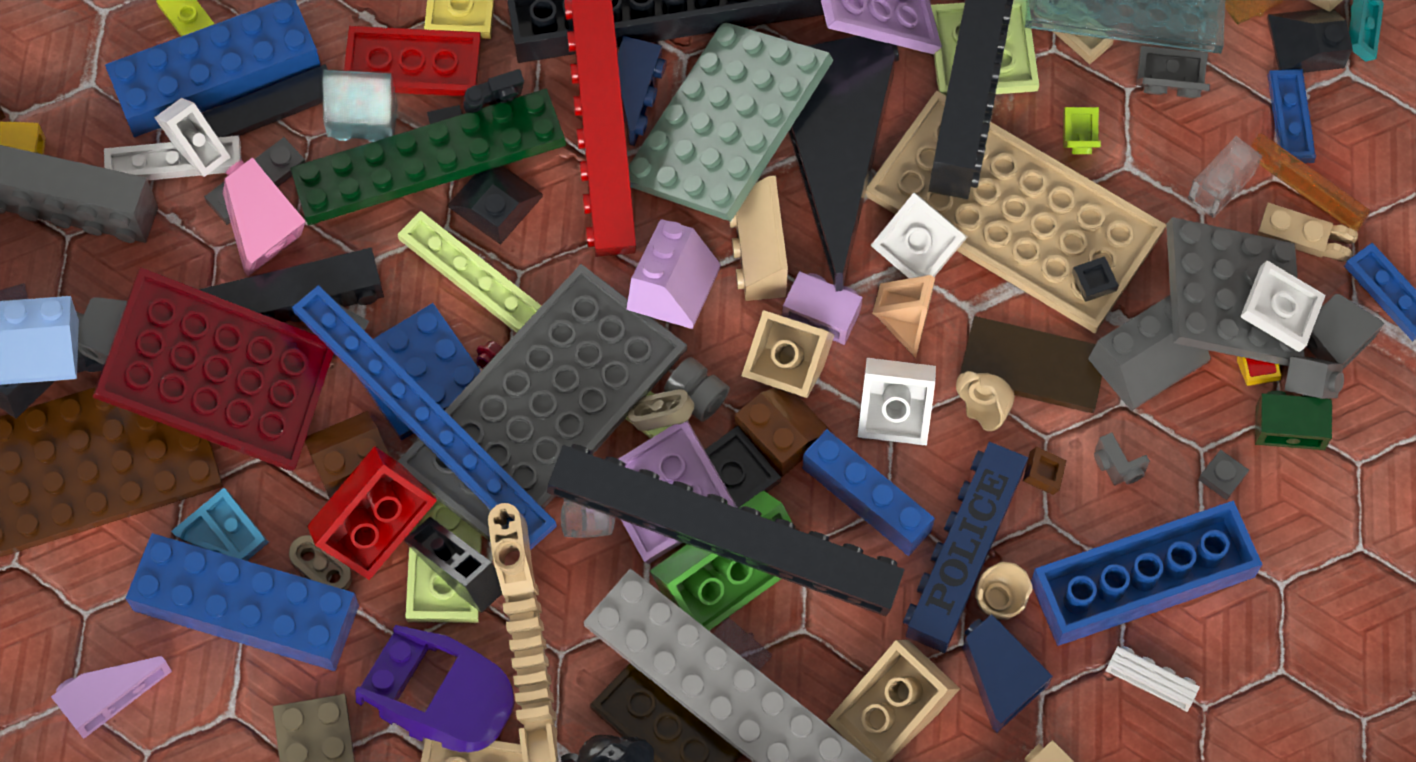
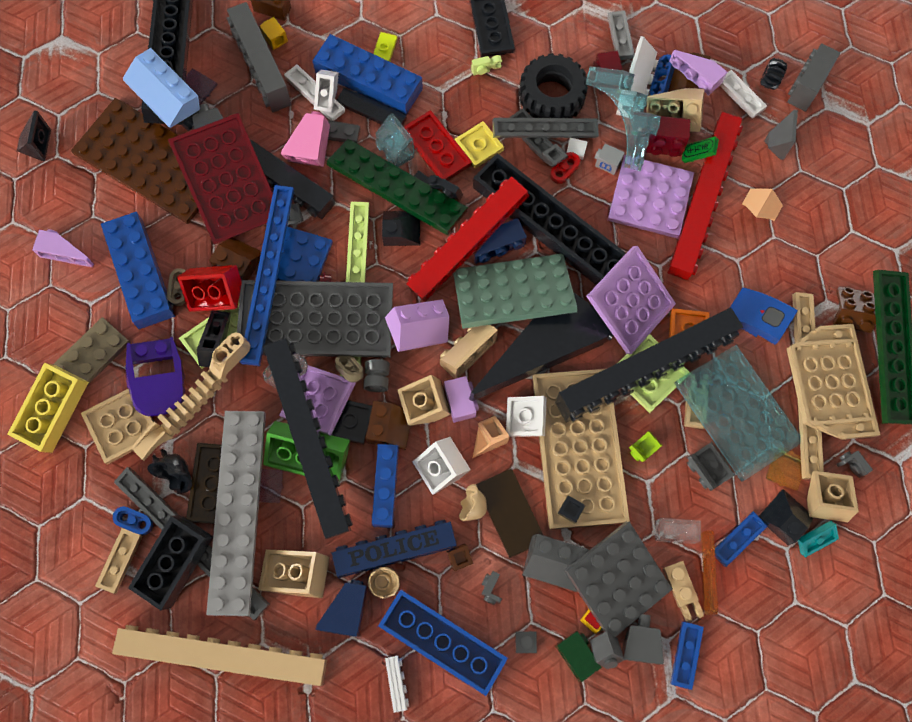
camera: 50 degrees right, 5 degrees up
(222, 528) = (166, 238): dark azure wing -> none
(1283, 306) = (627, 608): white plate -> none

